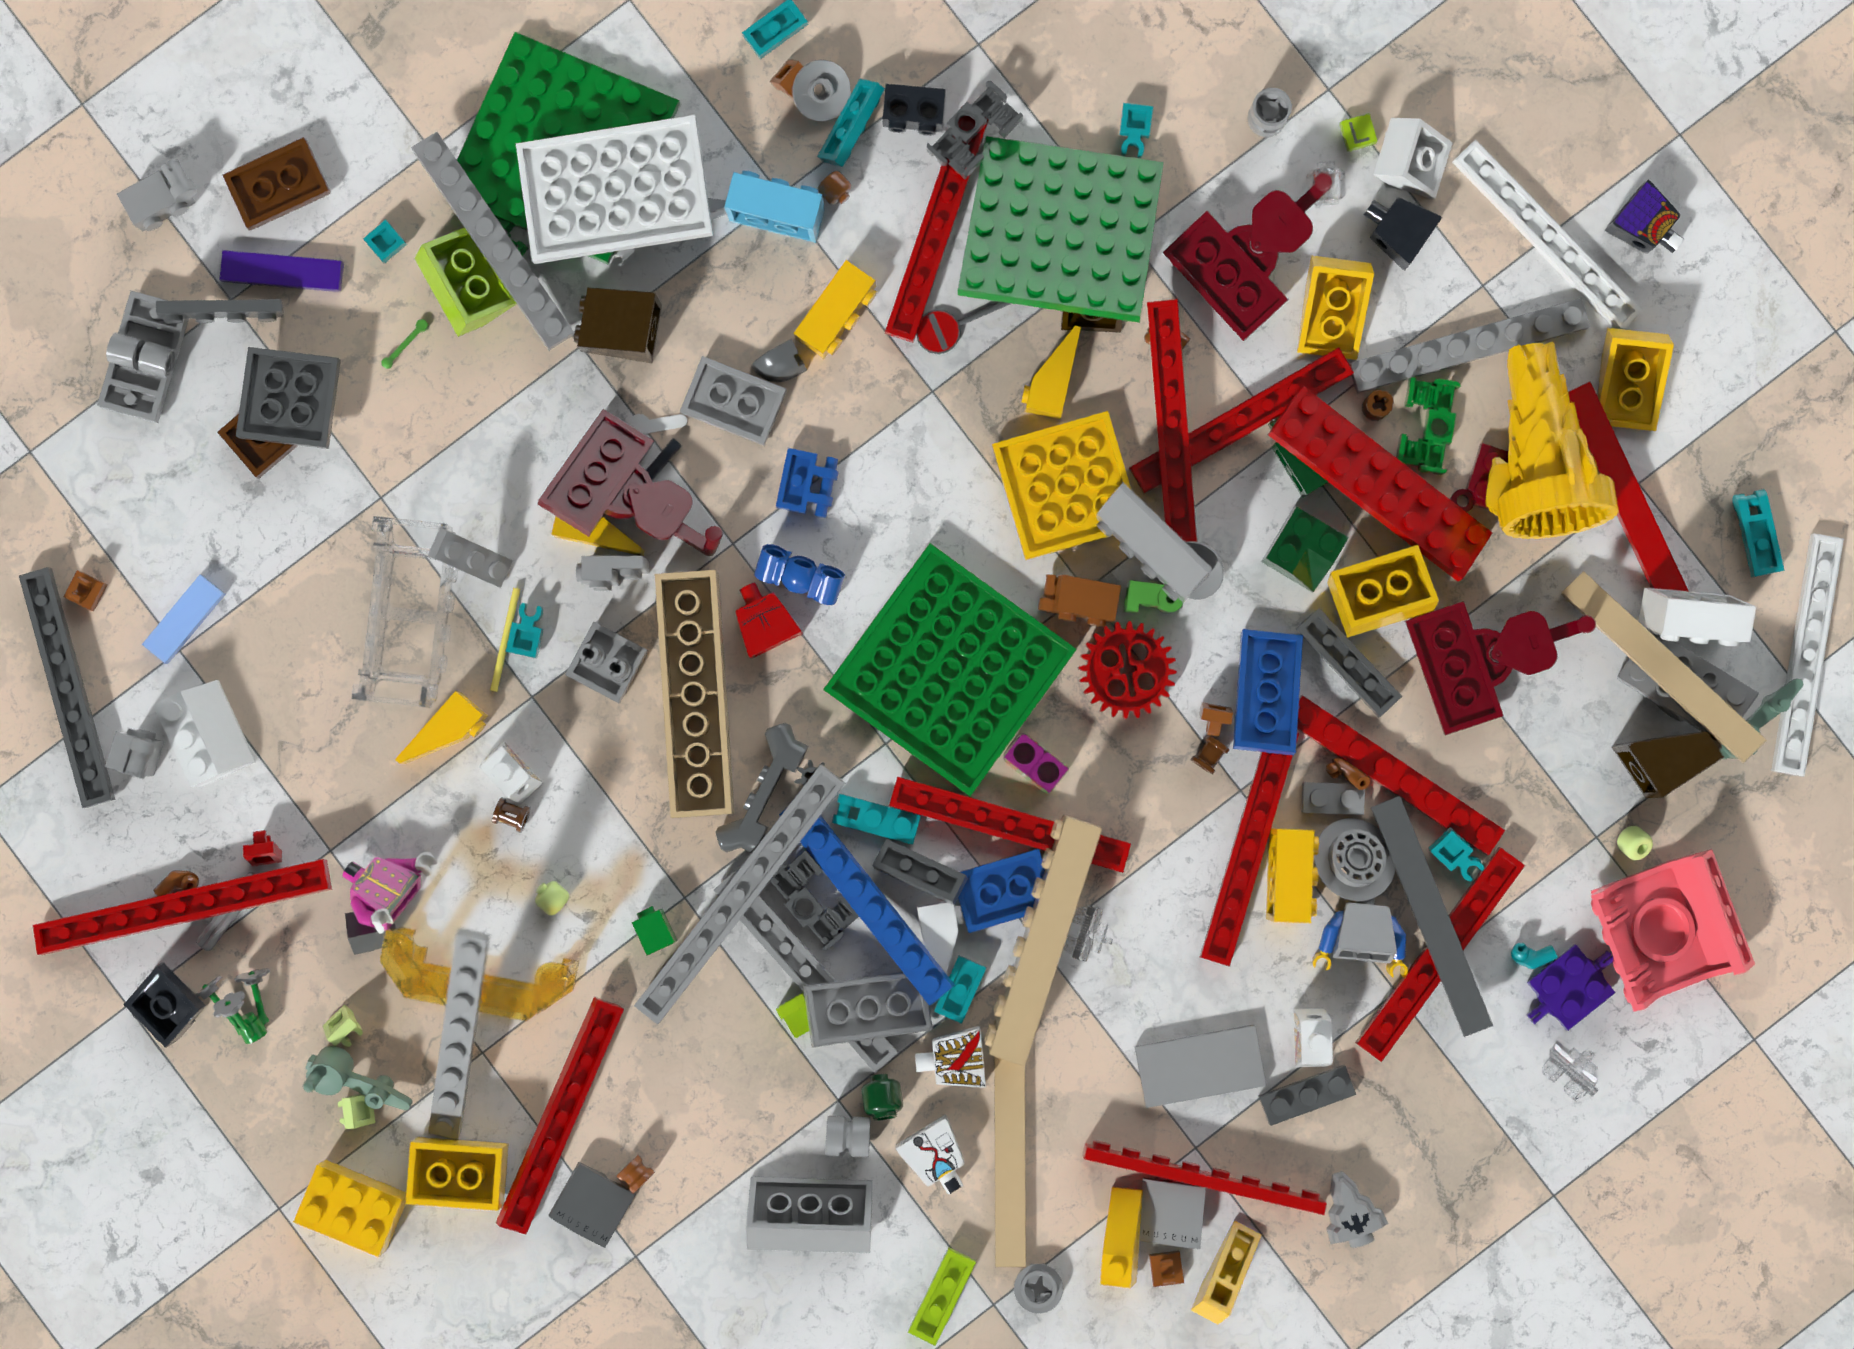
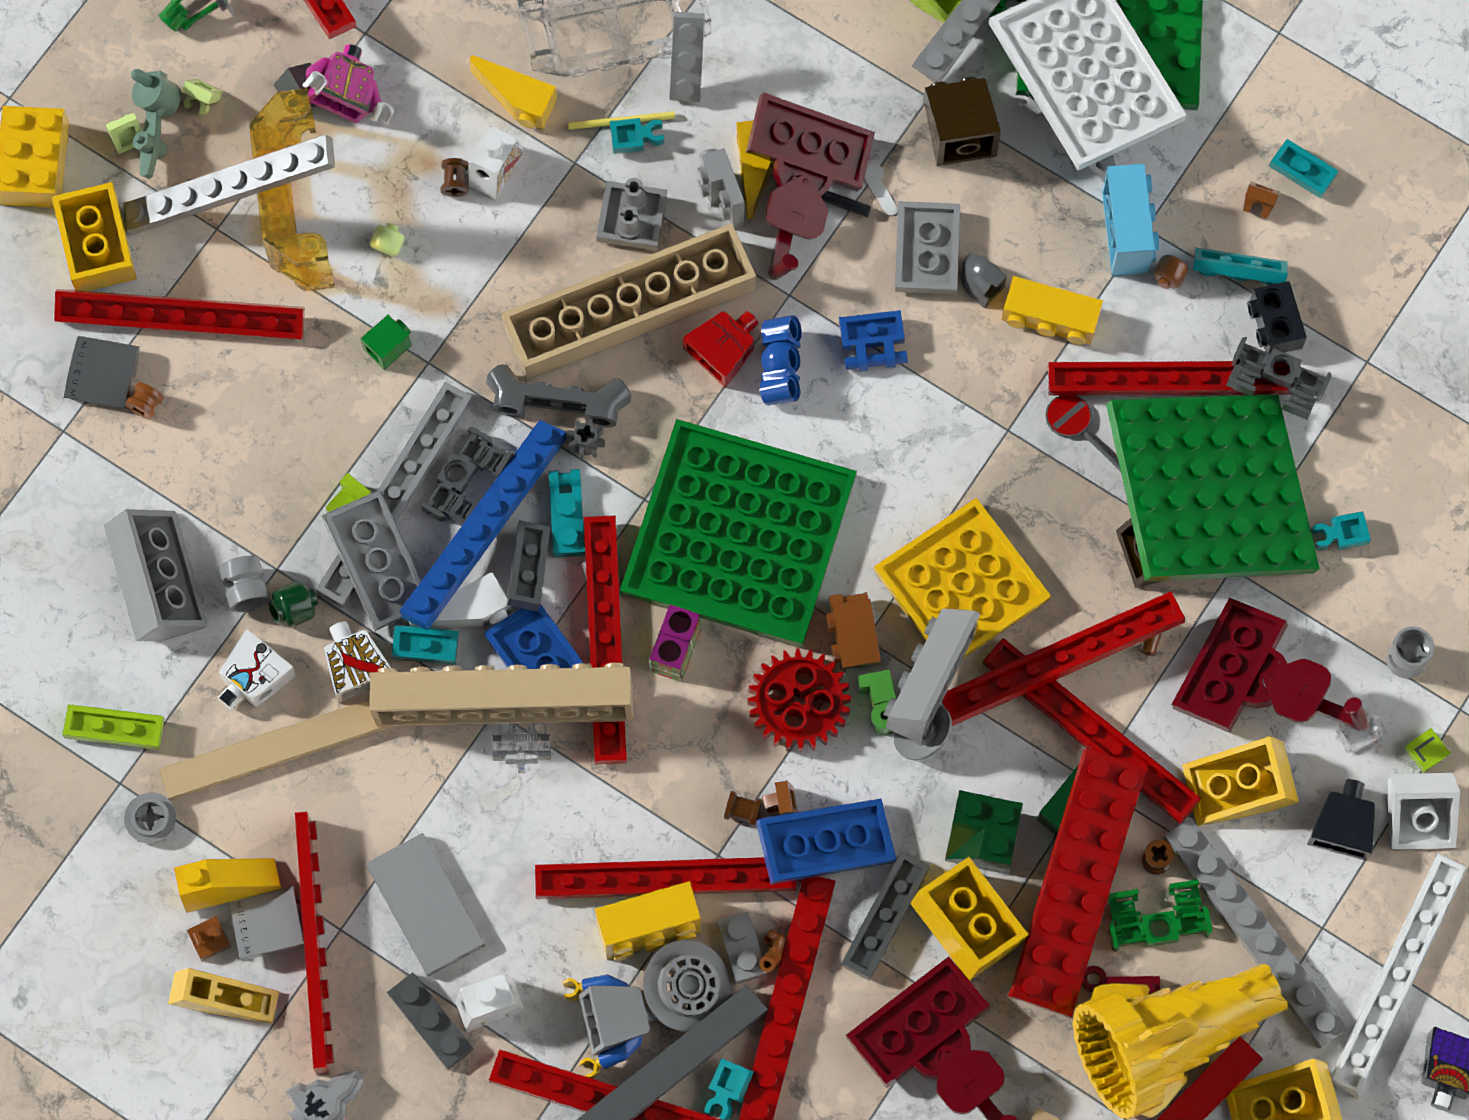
camera: 65 degrees right, 15 degrees down
(739, 894) = (450, 403): light grey plate -> none
(834, 90) = (1244, 232): light grey dish -> none
(1050, 383) = (1060, 534): yellow slope -> none

